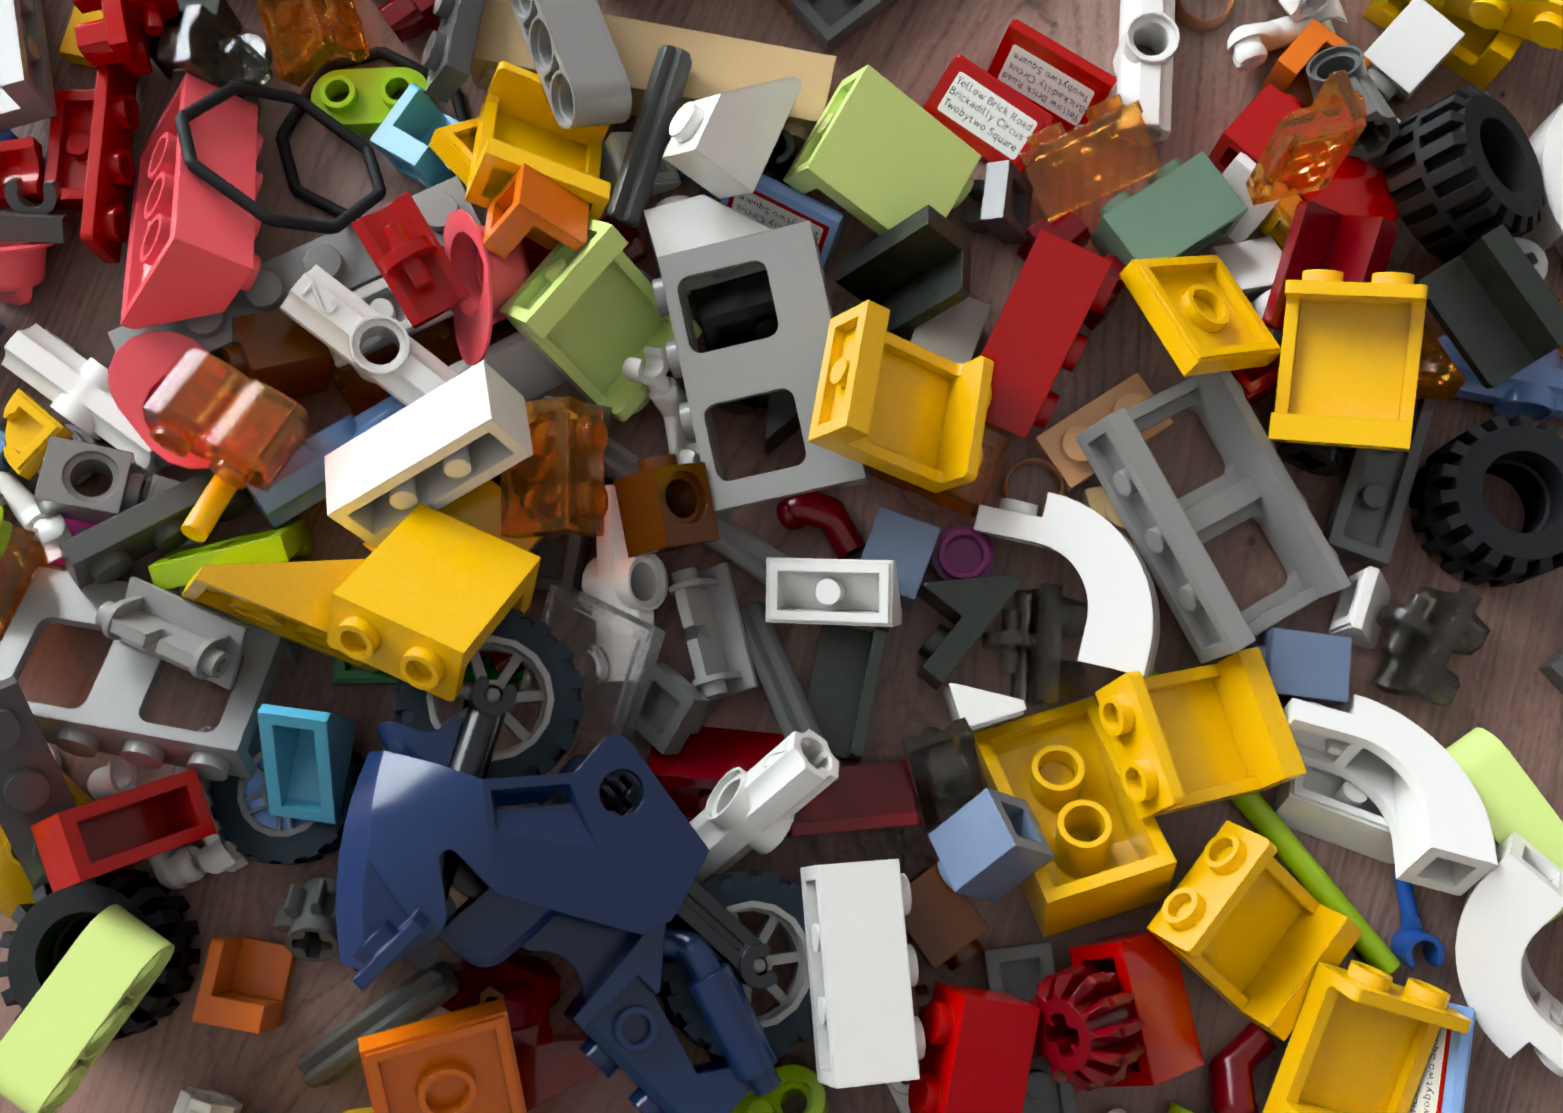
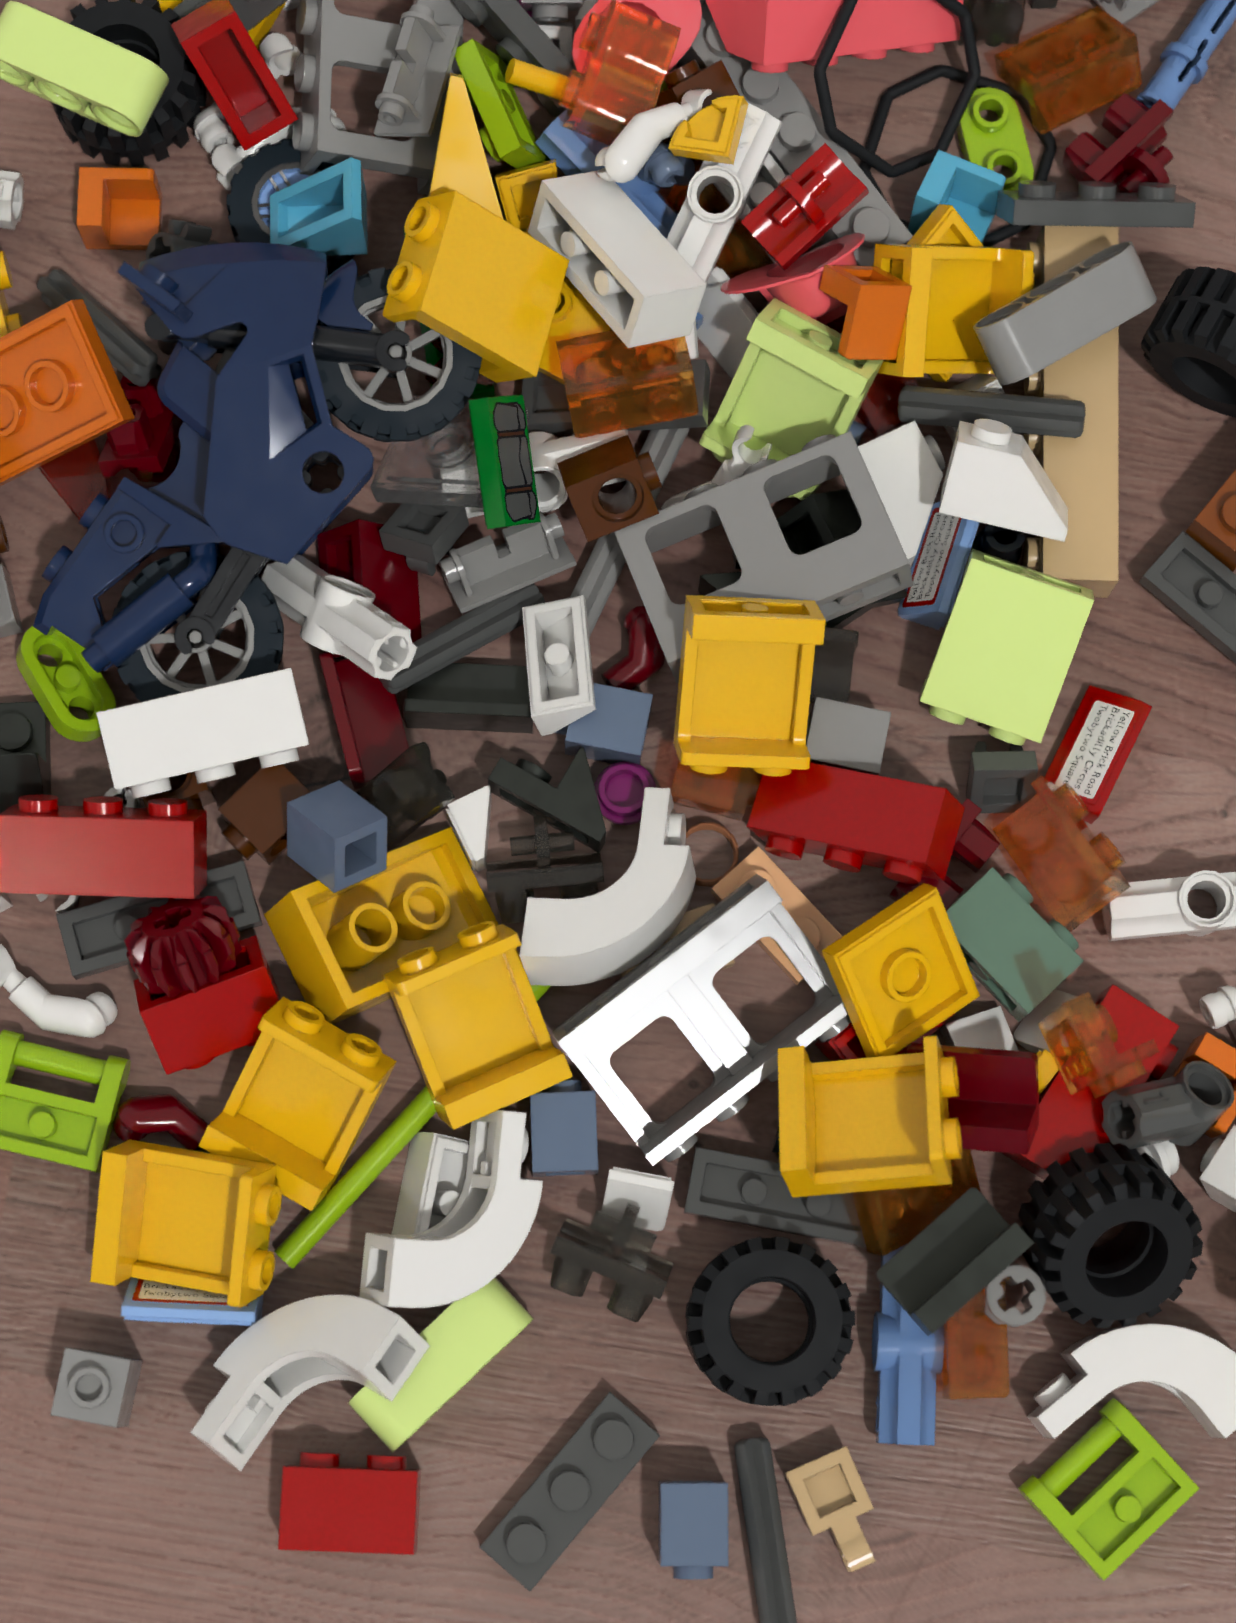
camera: 75 degrees right, 0 degrees up
(297, 398) = (643, 135): none -> white arm
(313, 331) = (712, 132): none -> yellow tile
(324, 538) = (520, 190): none -> yellow tile
(332, 397) = (667, 169): none -> sand blue arm
(622, 608) = (504, 461): none -> tile
(911, 269) = (901, 688): pearl dark grey panel -> none
(1049, 74) = (1150, 806): slope -> none
(1412, 930) = (327, 1277): blue hand -> none

